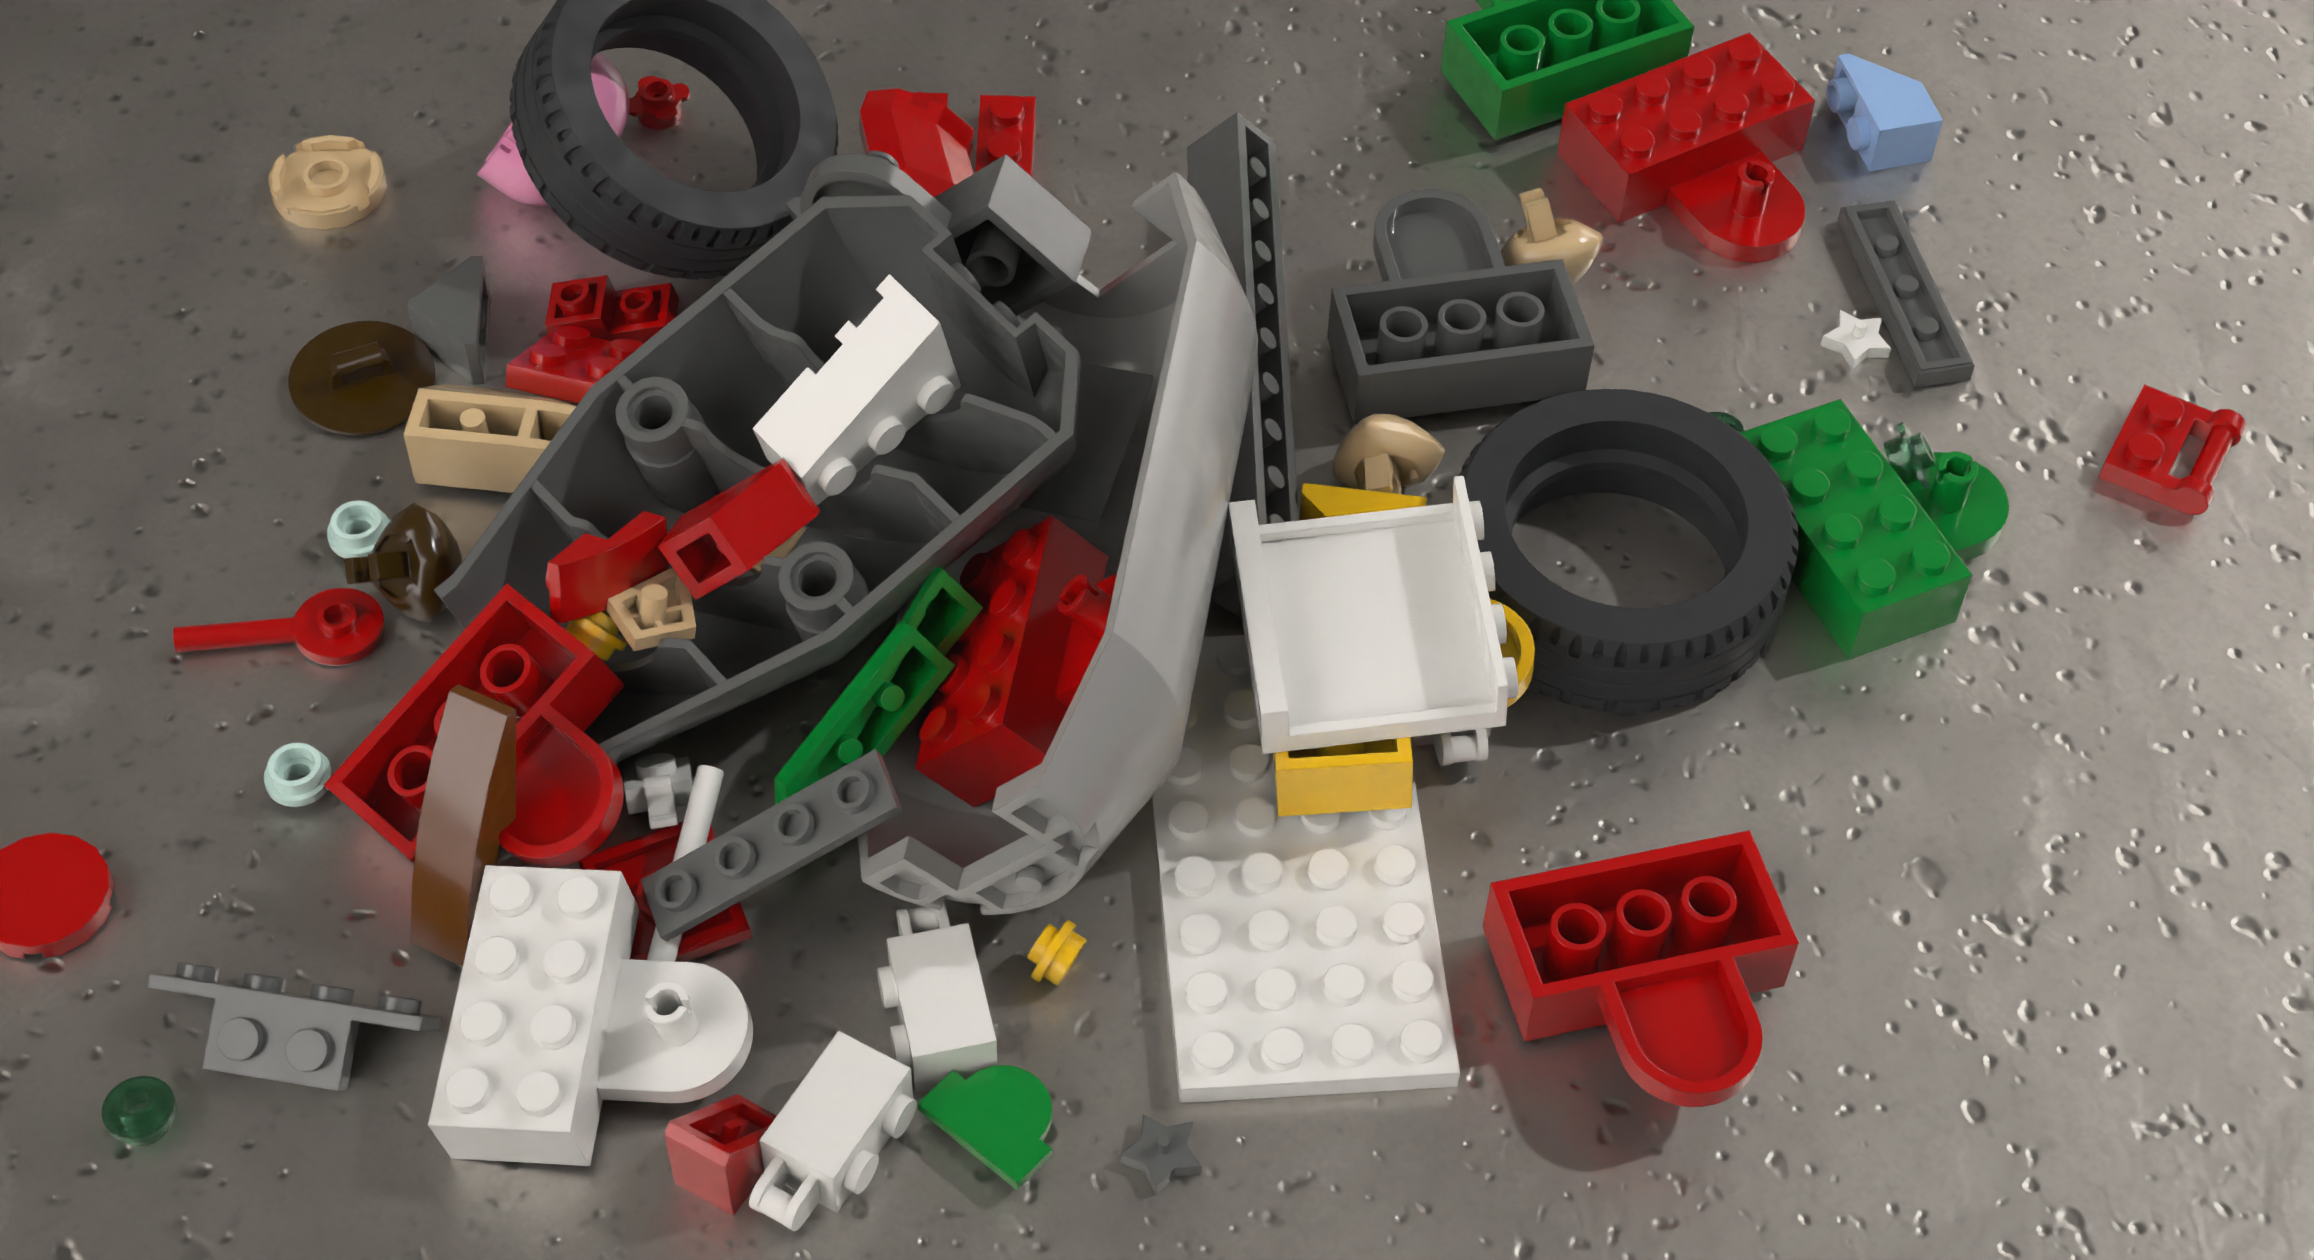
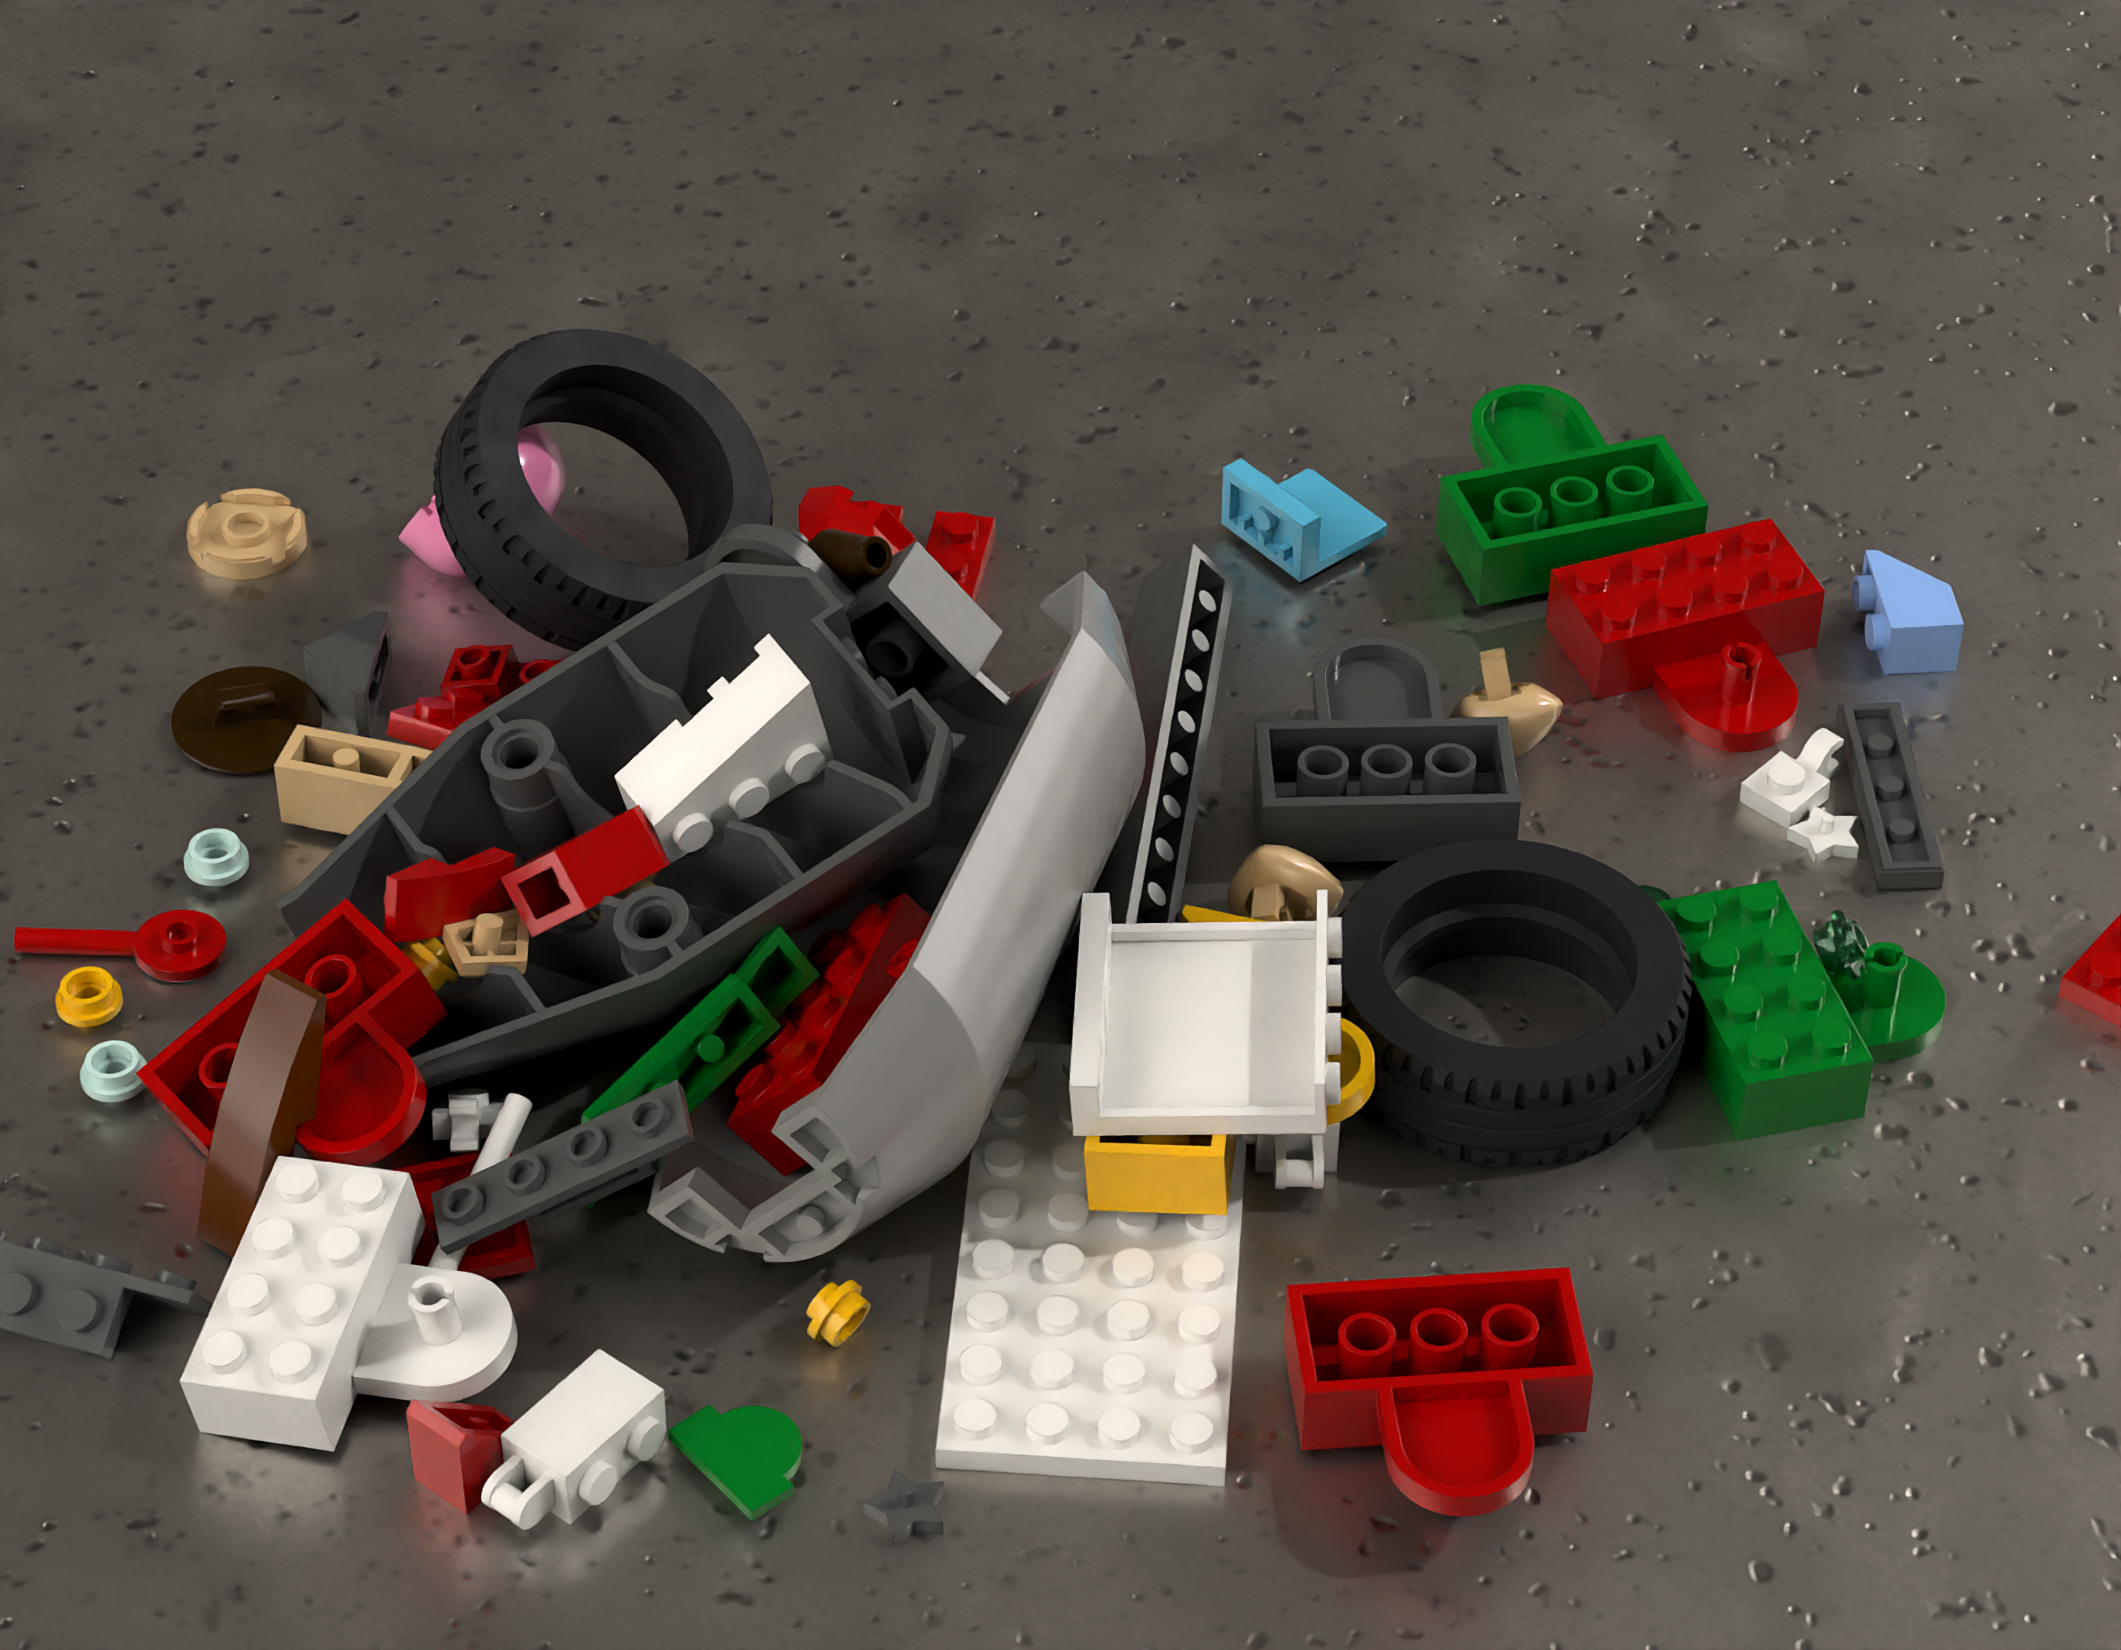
camera: 10 degrees right, 10 degrees down
(253, 684) = (88, 997): none -> yellow plate
(409, 563) = (254, 880): dark brown piece -> none
(658, 102) = (599, 489): red plate -> none
(938, 998) = (706, 1337): white brick -> none
(941, 172) = (852, 555): none -> dark brown cone
(1314, 71) = (1298, 522): none -> medium azure bracket
(1816, 295) = (1790, 787): none -> white plate

